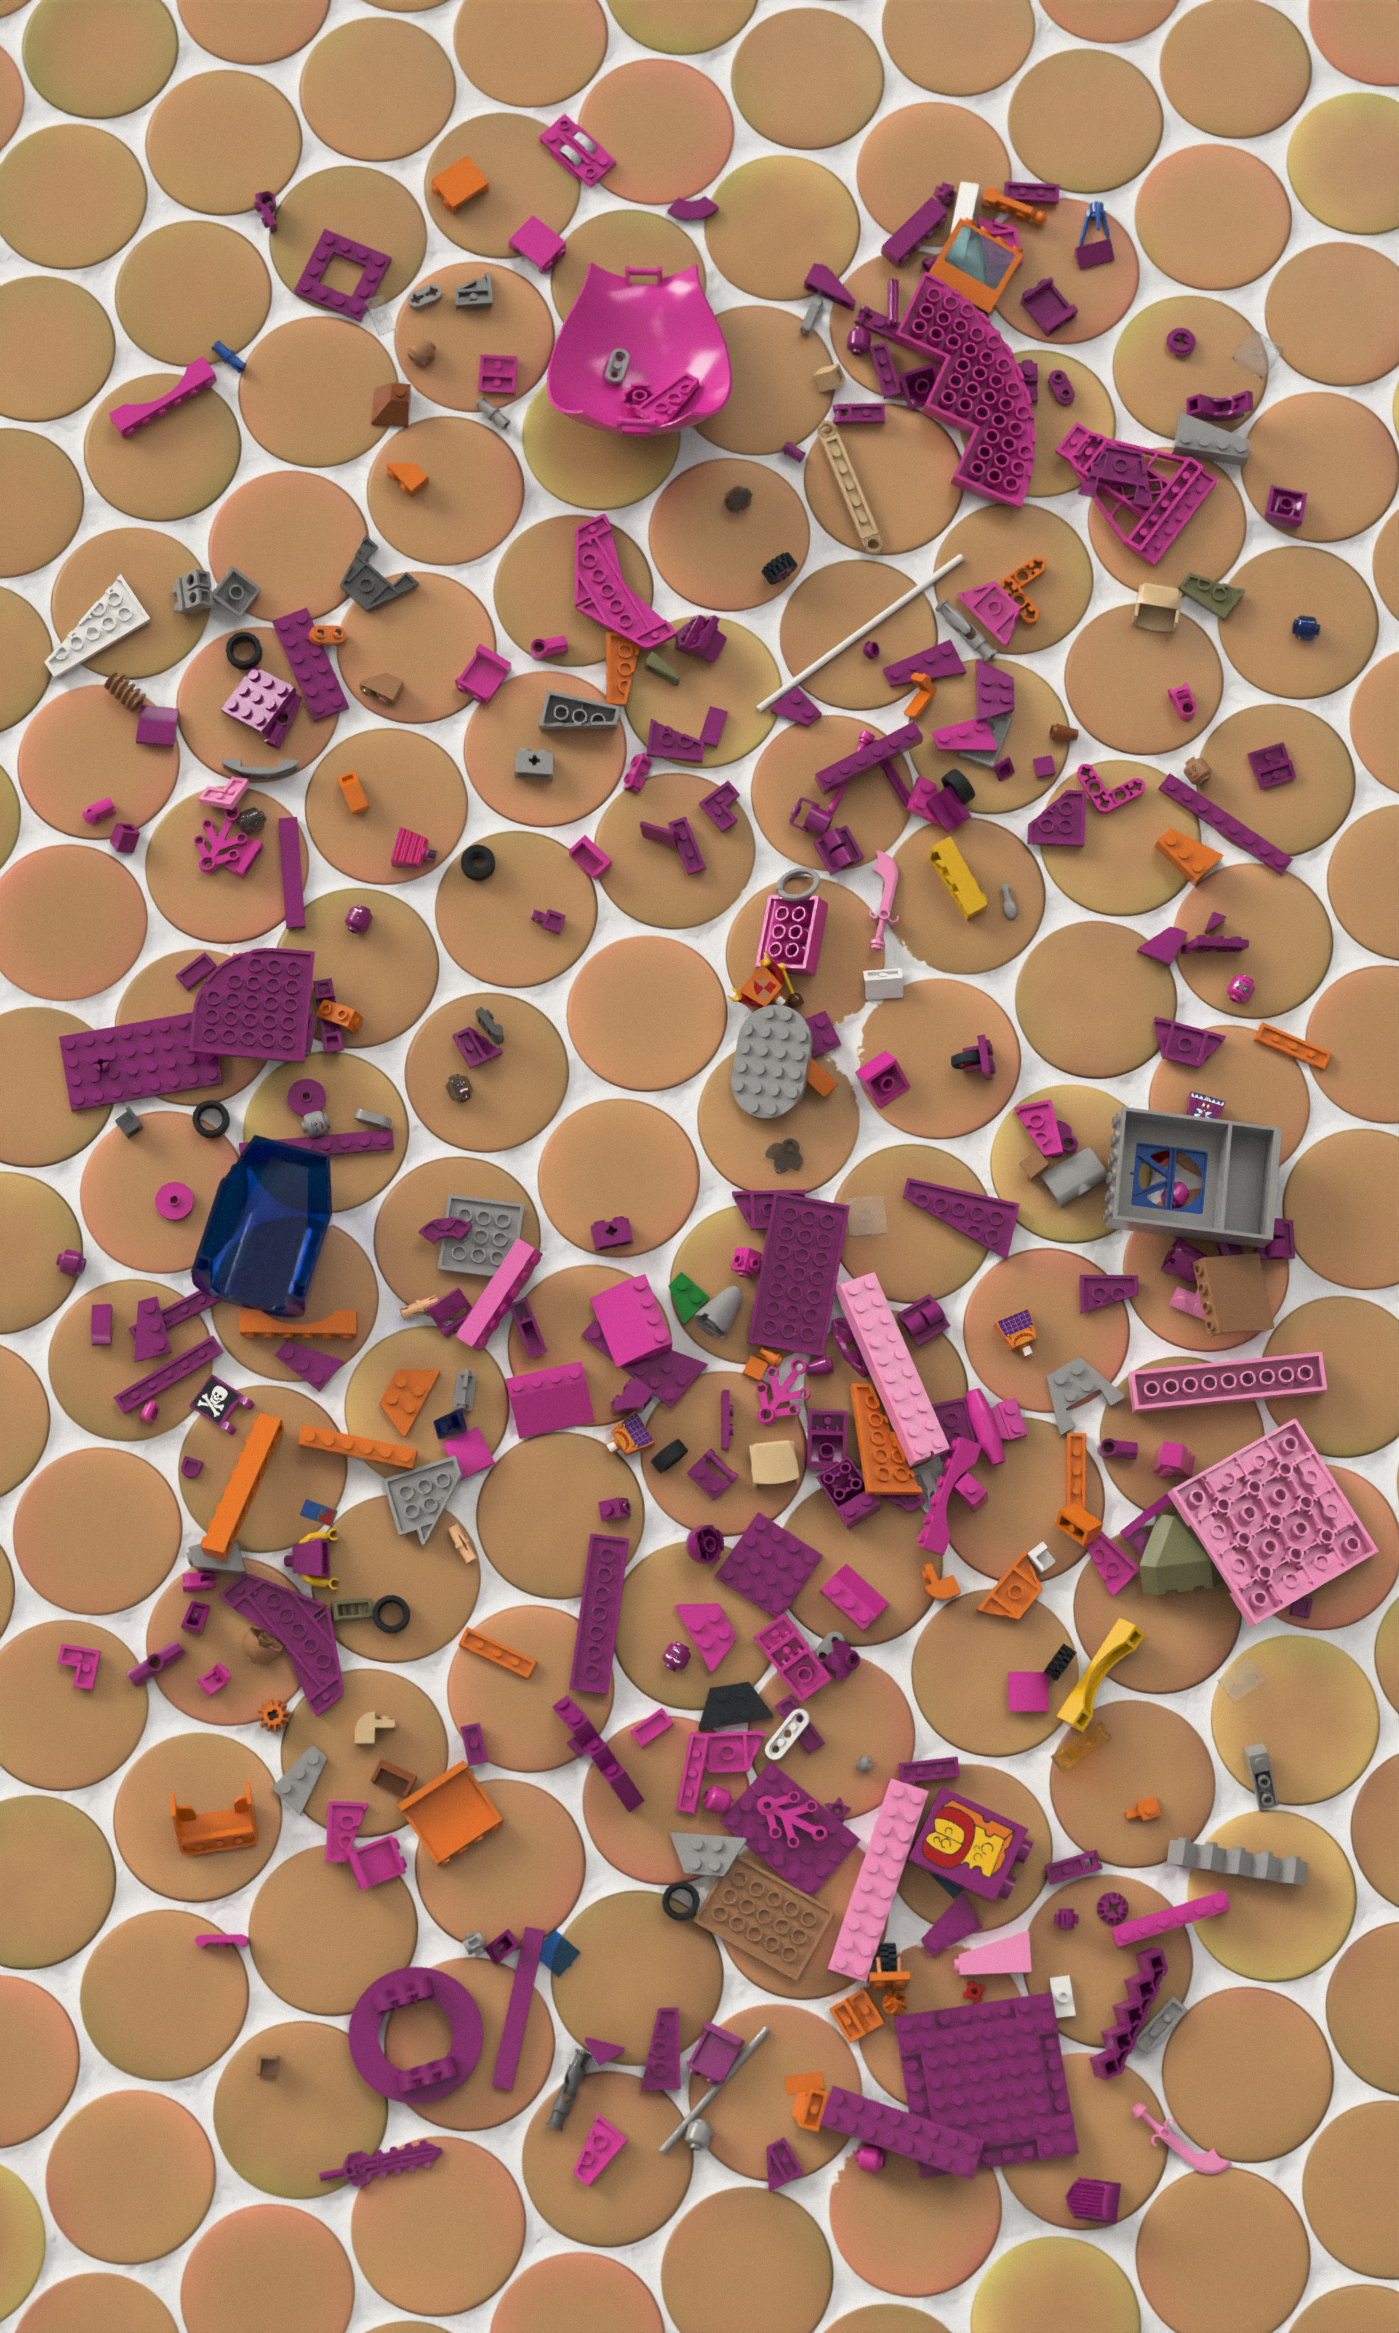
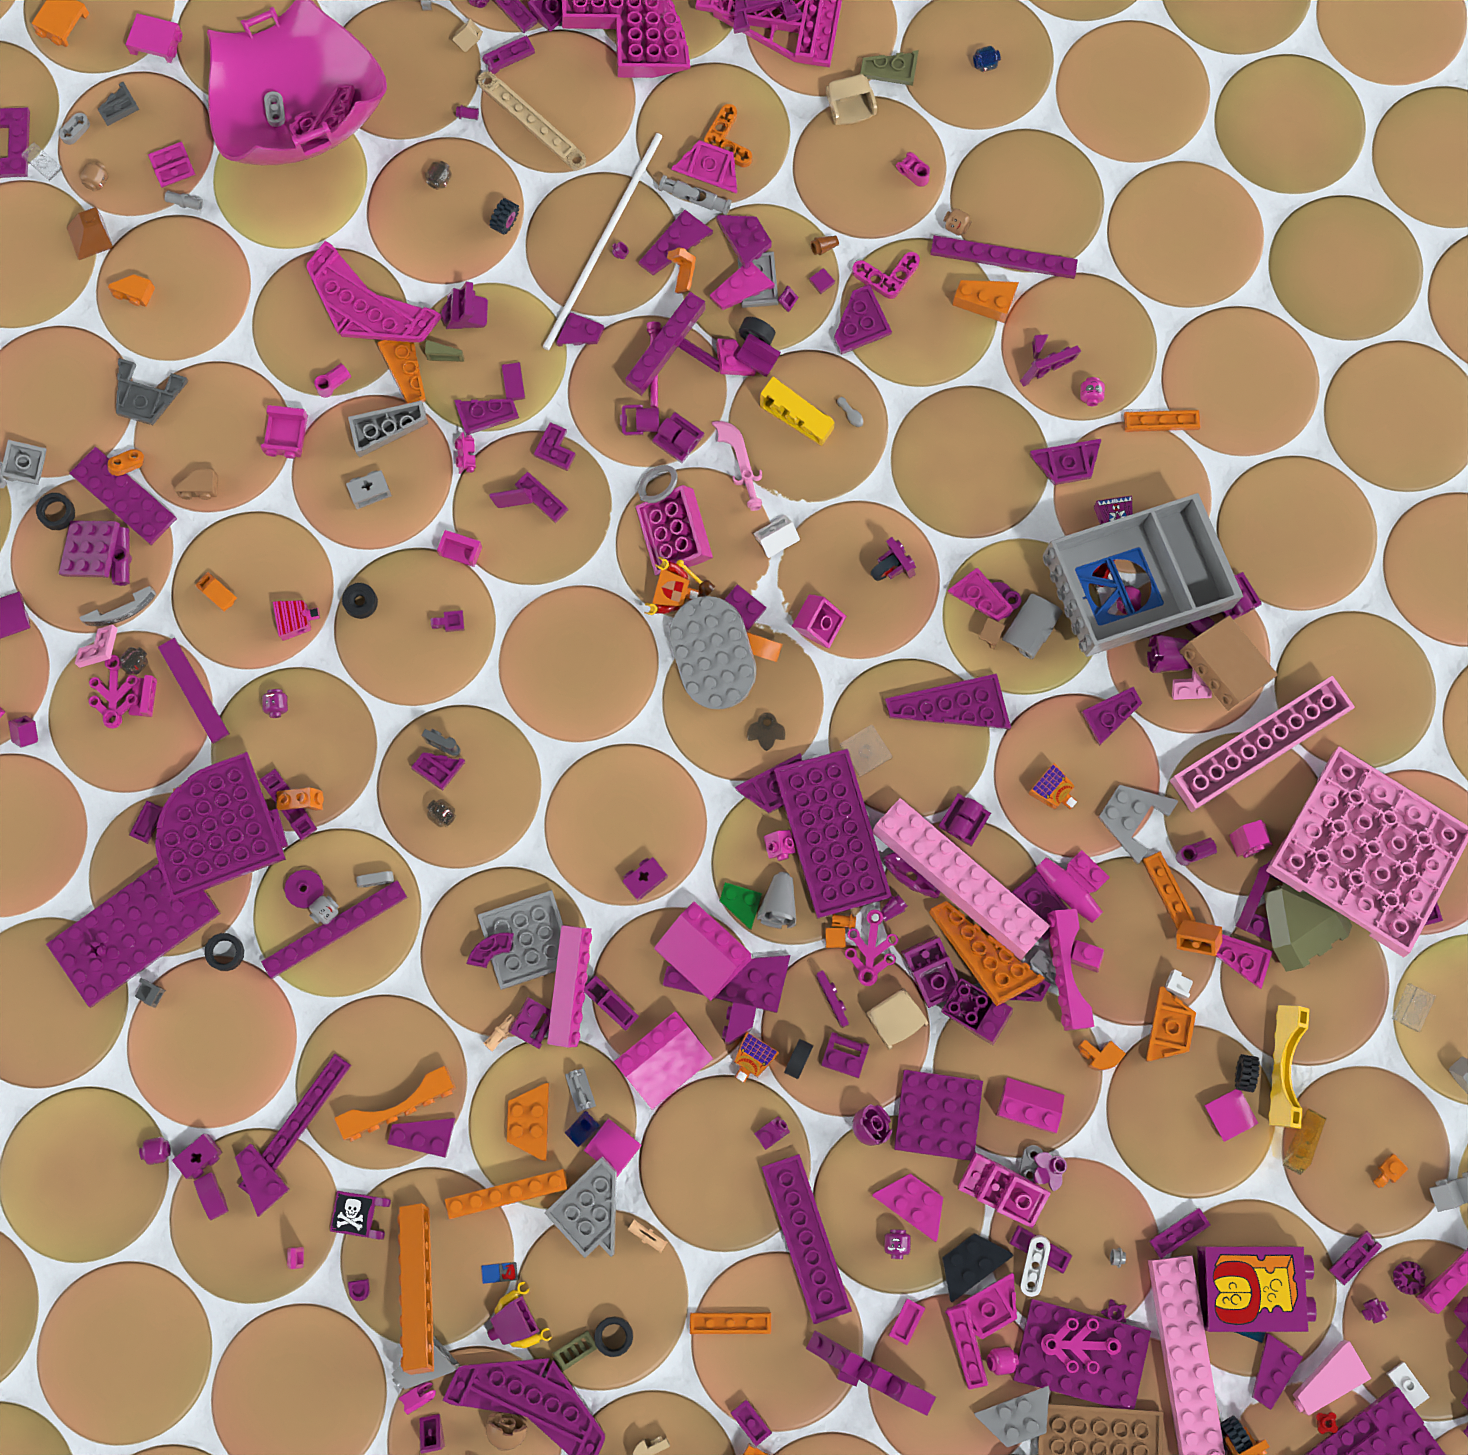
camera: 20 degrees left, 0 degrees up
(95, 1282) = (186, 1159): none -> magenta brick
(168, 1374) = (296, 1212): magenta plate -> none
(181, 1208) = (235, 1049): dark pink plate -> none
(267, 1229) = (322, 1032): clear blue windscreen -> none
(1164, 945) = (1006, 385): magenta slope -> none
(1271, 765) = (1017, 188): magenta slope -> none

